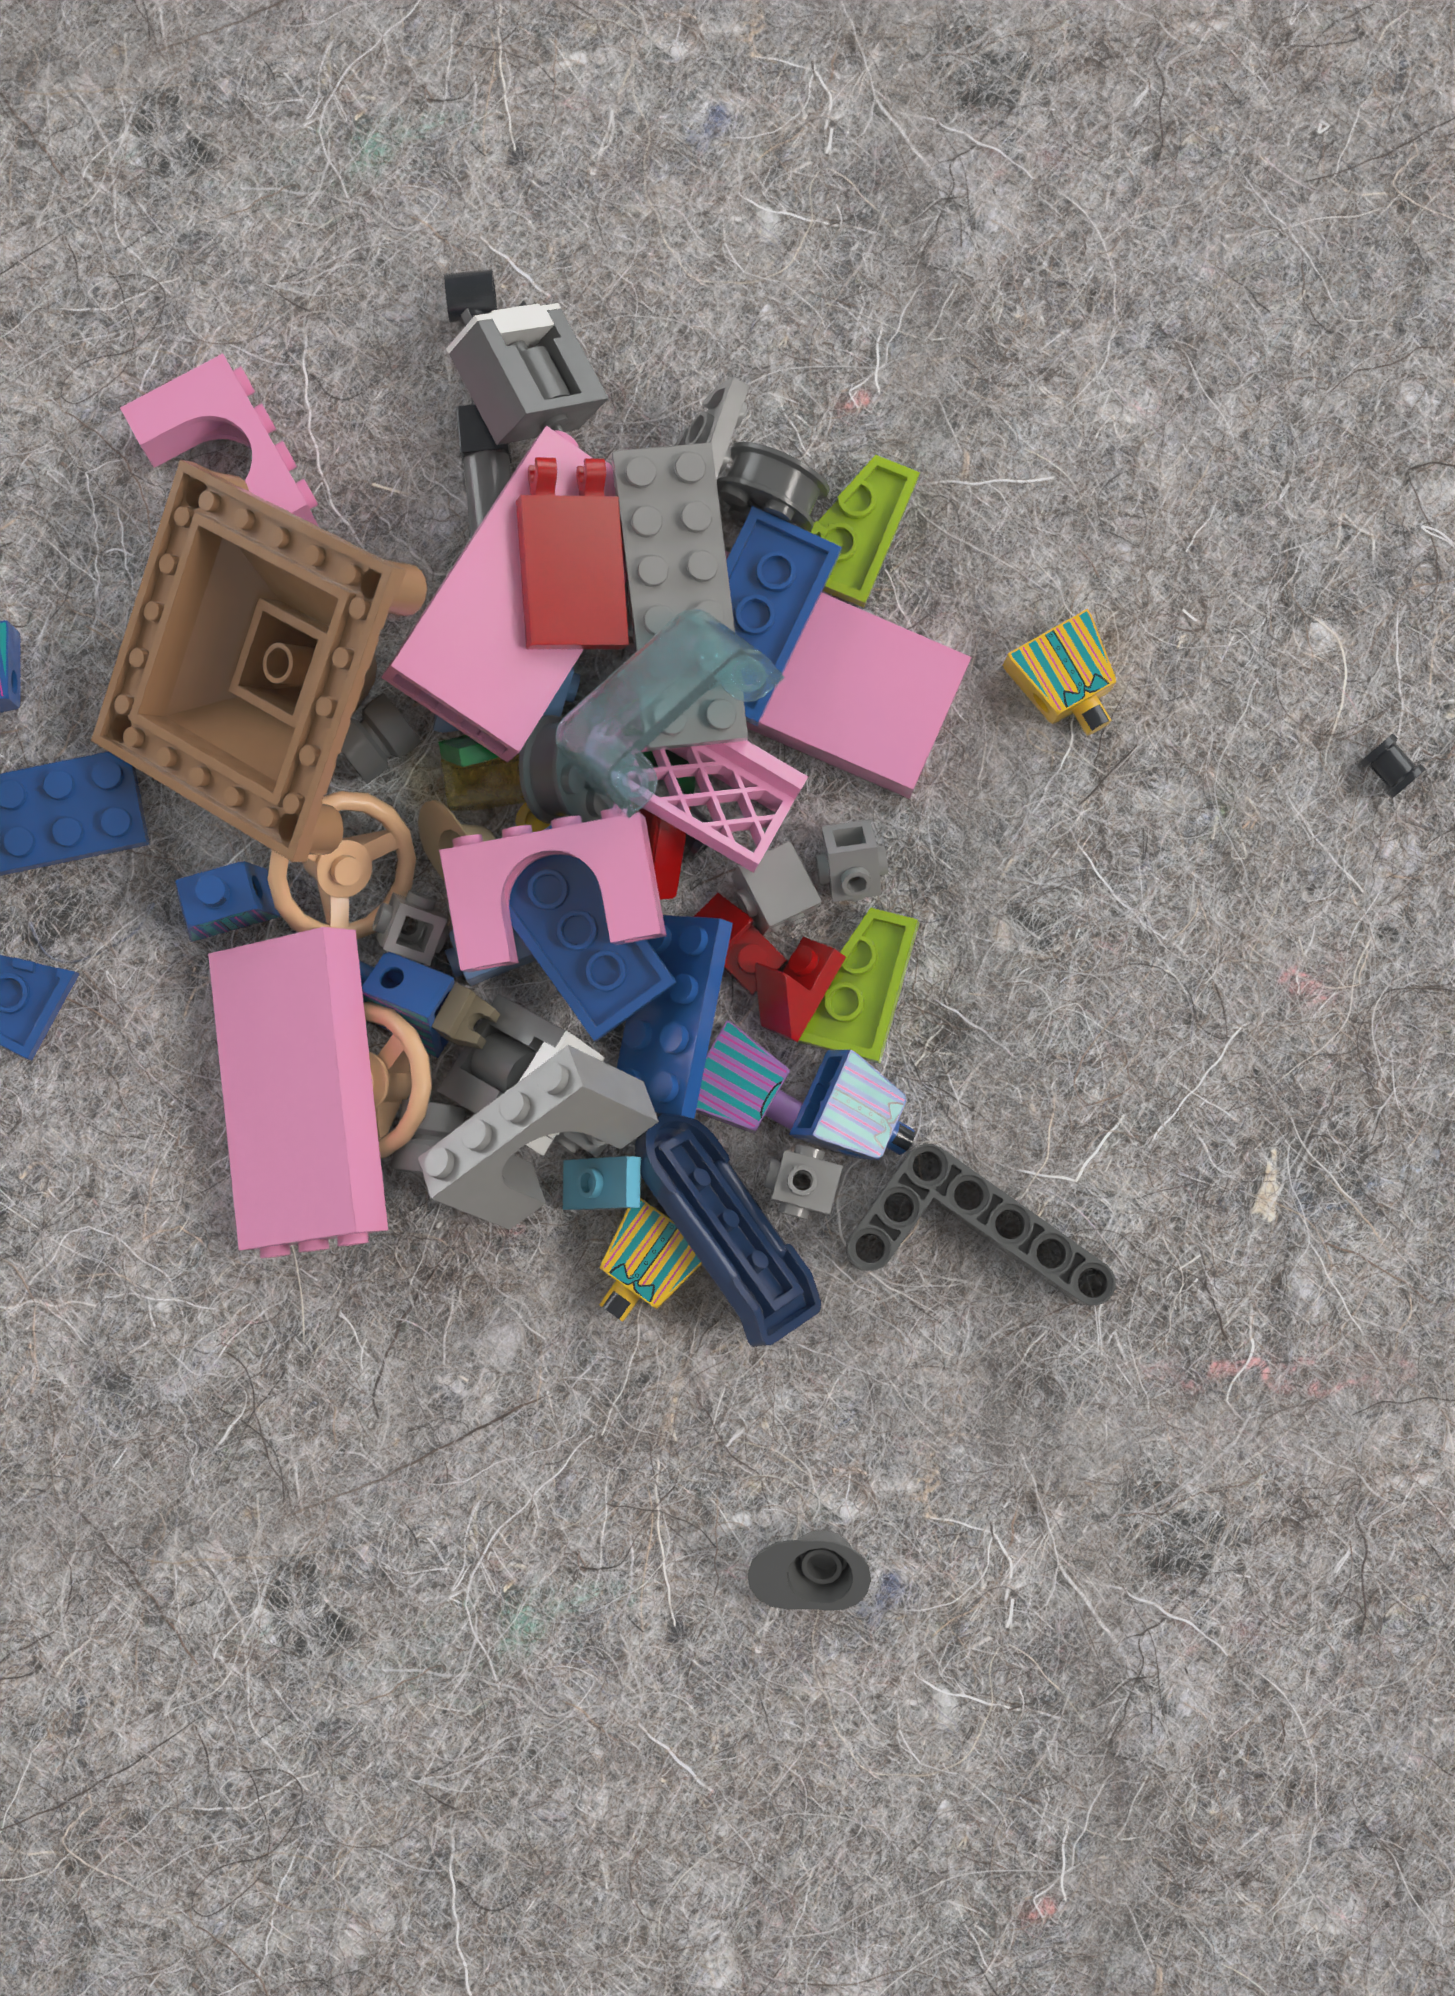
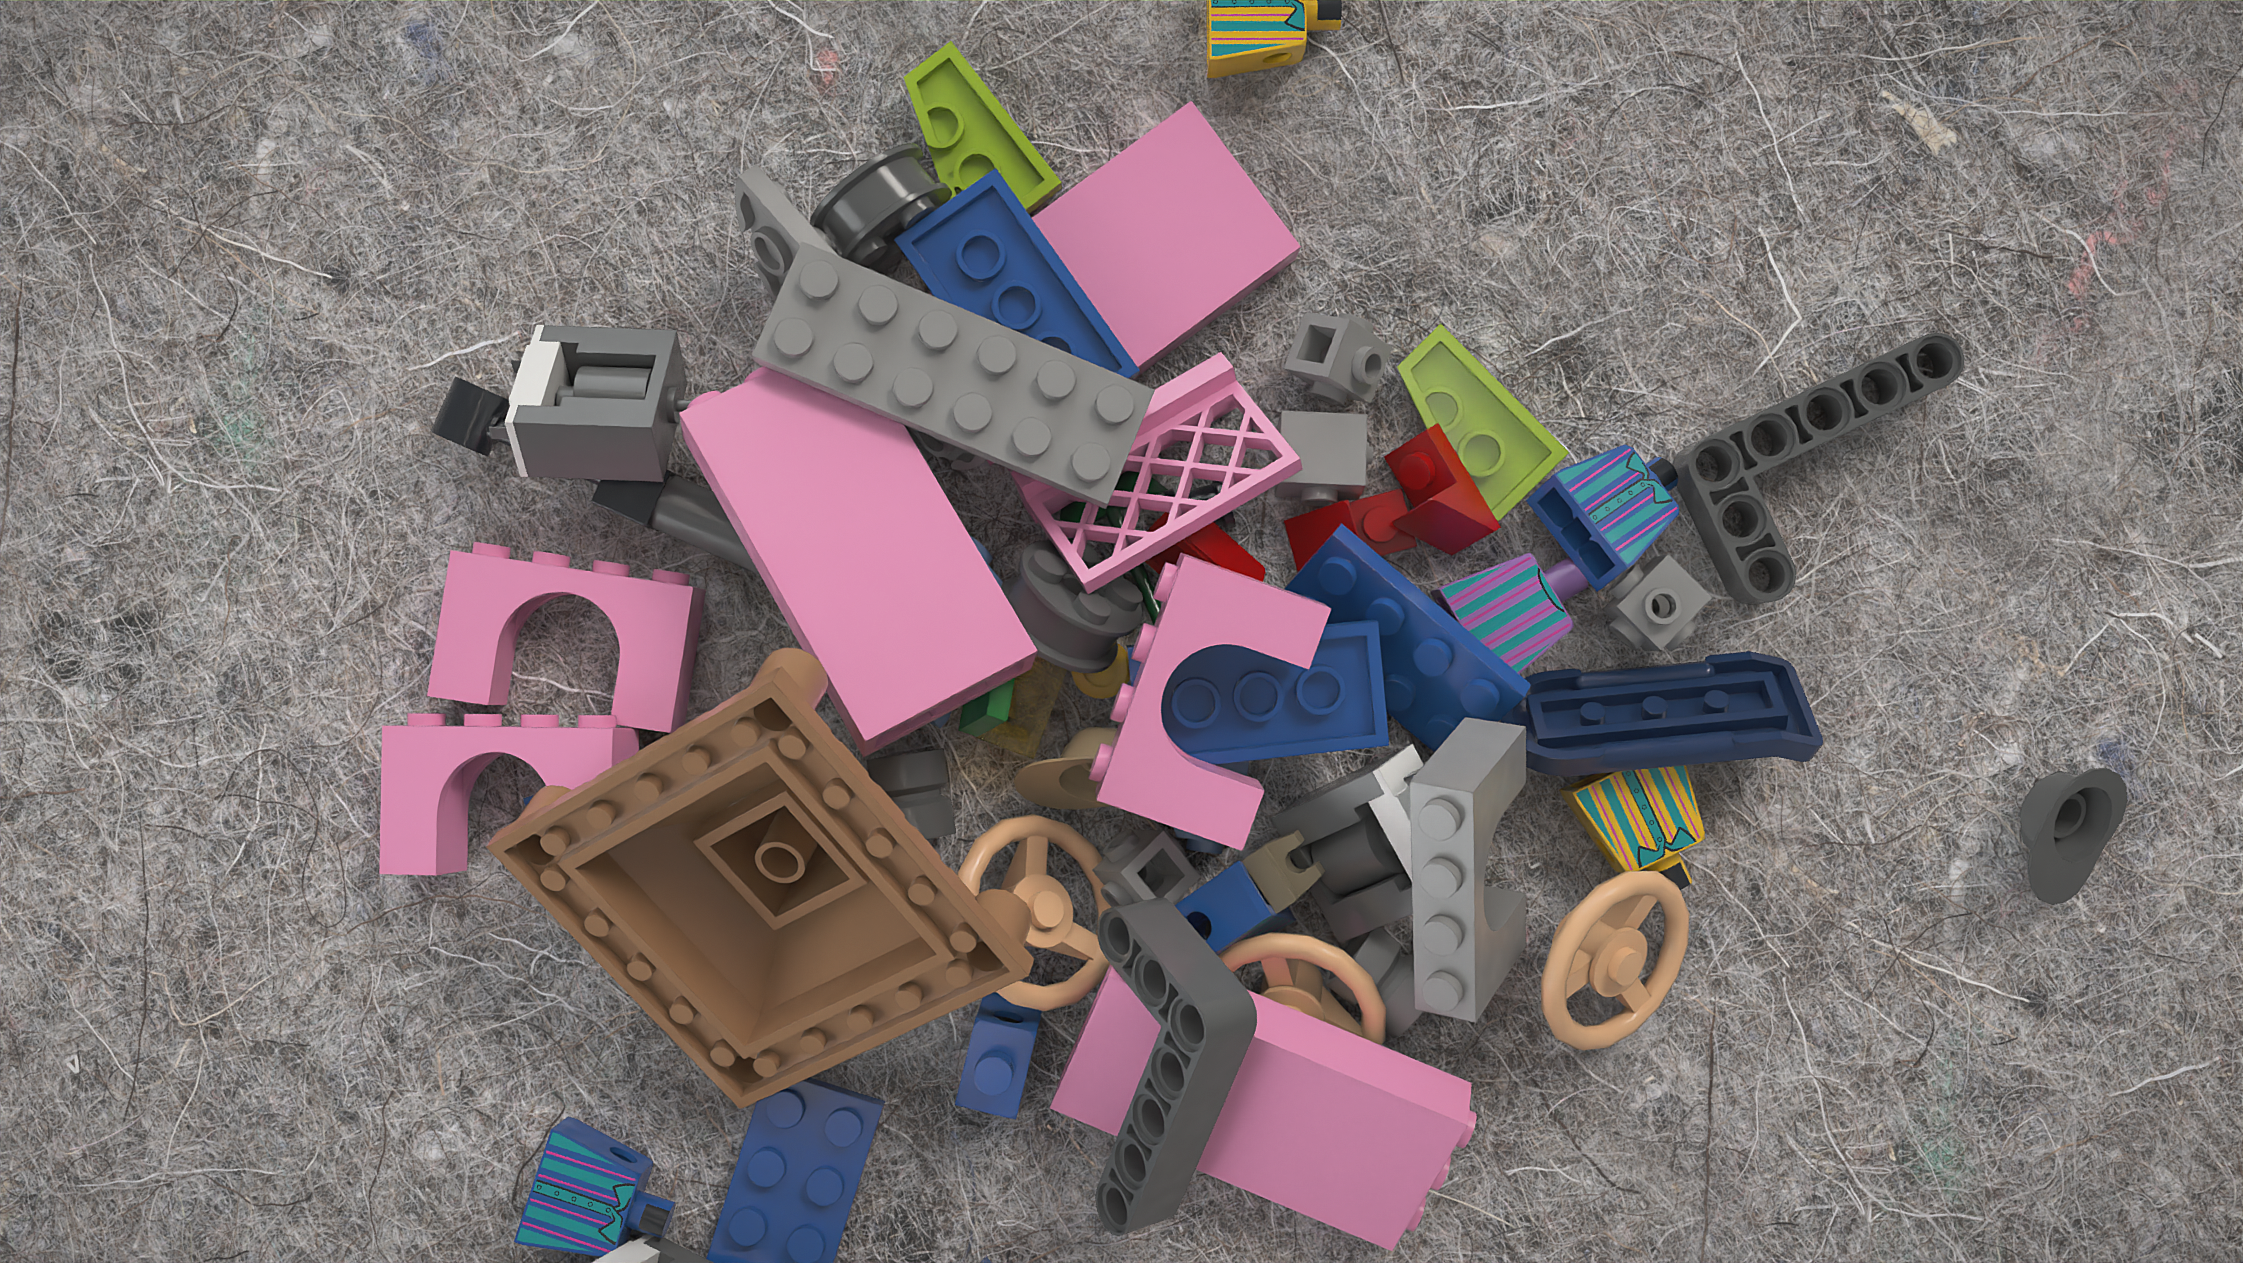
camera: 55 degrees left, 5 degrees up
(287, 1014) = (1195, 1059): none -> dark grey beam
(355, 380) = (494, 596): none -> bright pink arch
(534, 1288) = (1603, 947): none -> light nougat piece
(571, 561) = (851, 471): red tile -> none
(601, 1183) = (1540, 821): medium azure plate -> none
(648, 694) = (1069, 466): clear light blue windscreen -> none

